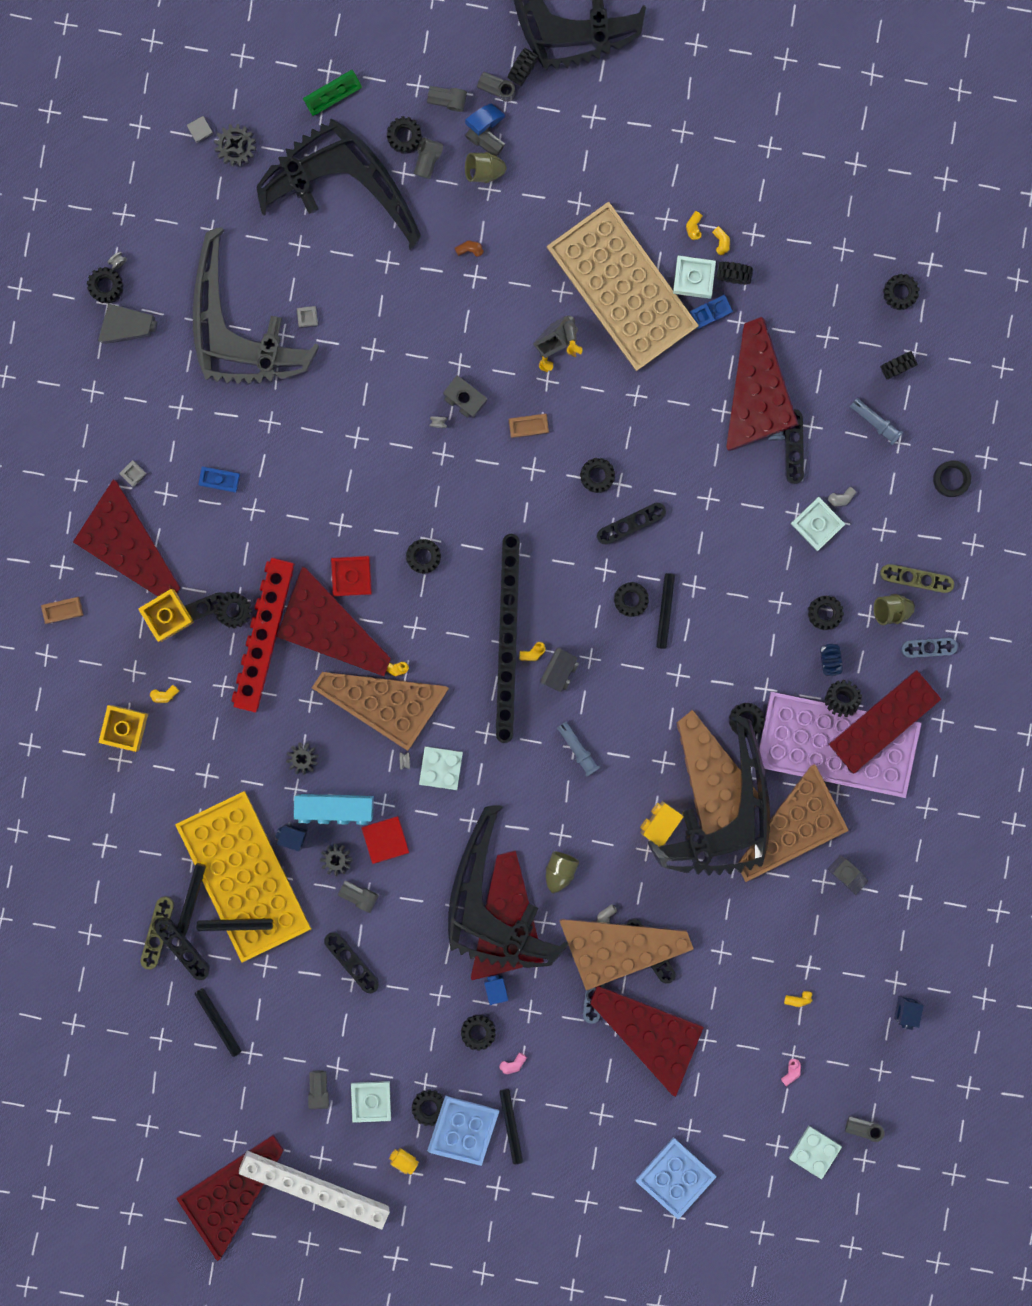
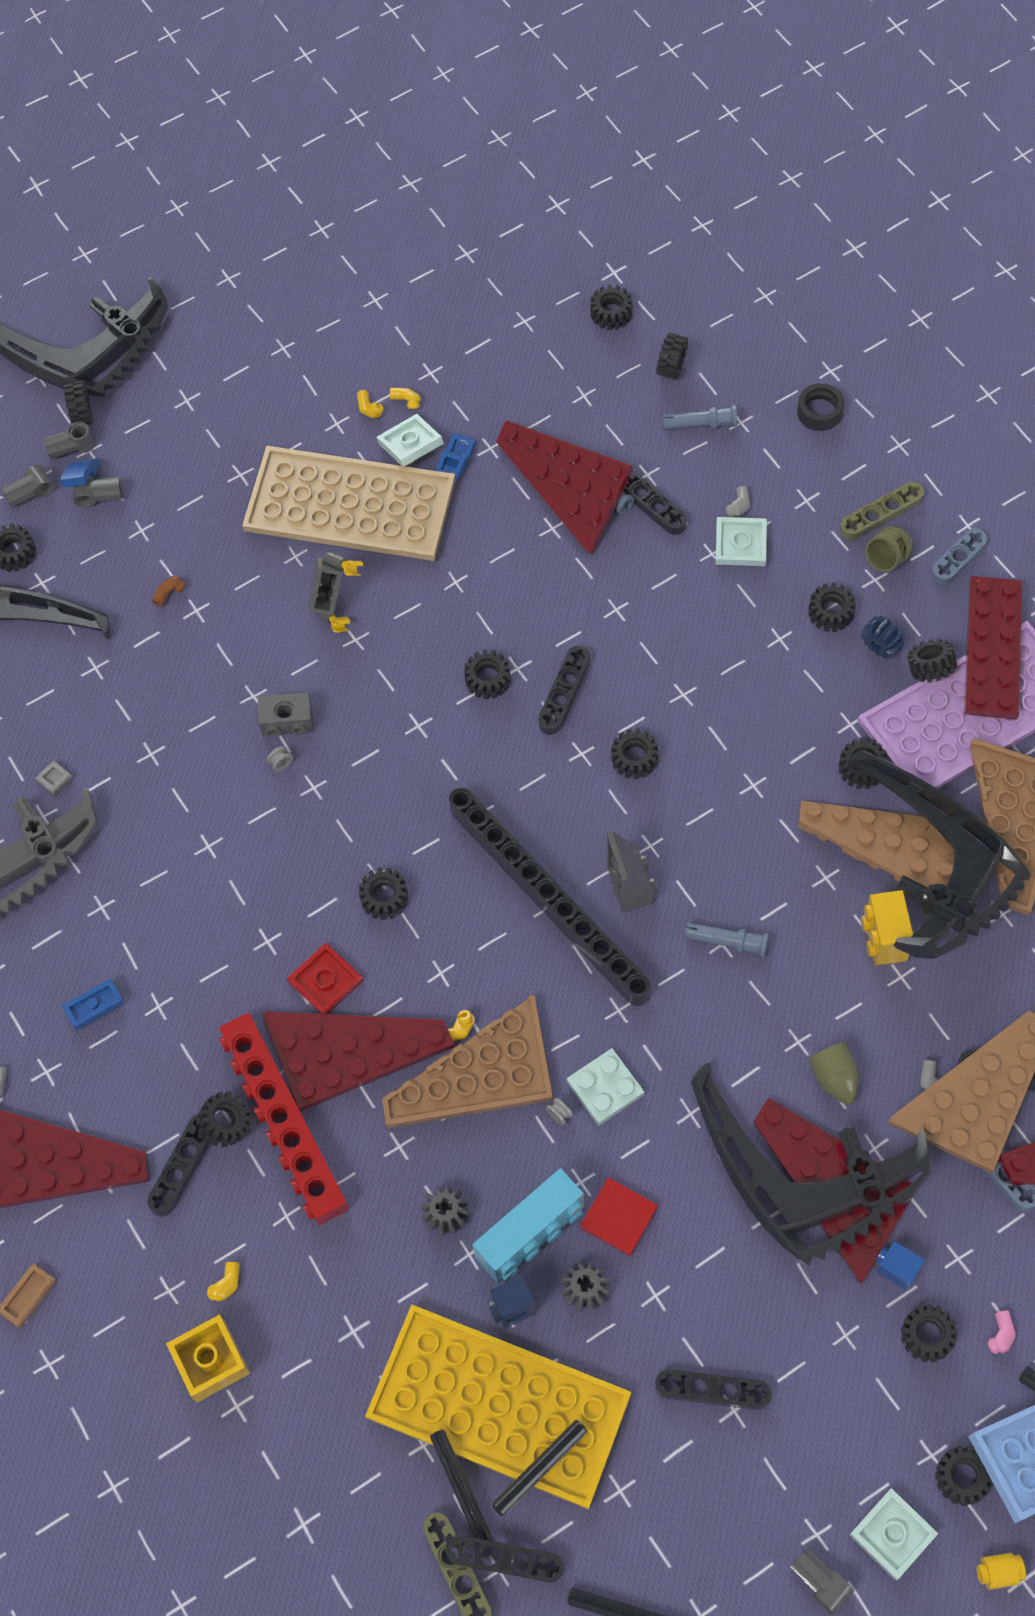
camera: 30 degrees left, 25 degrees down
(166, 615) = (151, 1185): yellow brick -> none
(362, 898) = (655, 1302): dark grey piece -> none
(428, 152) = (51, 541): dark grey piece -> none
(487, 167) = (117, 506): olive helmet -> none
(528, 425) = (375, 690): medium nougat tile -> none
(534, 654) = (590, 887): yellow arm -> none
(665, 611) = (679, 737): black axle -> none
(734, 273) = (444, 404): black tyre -> none

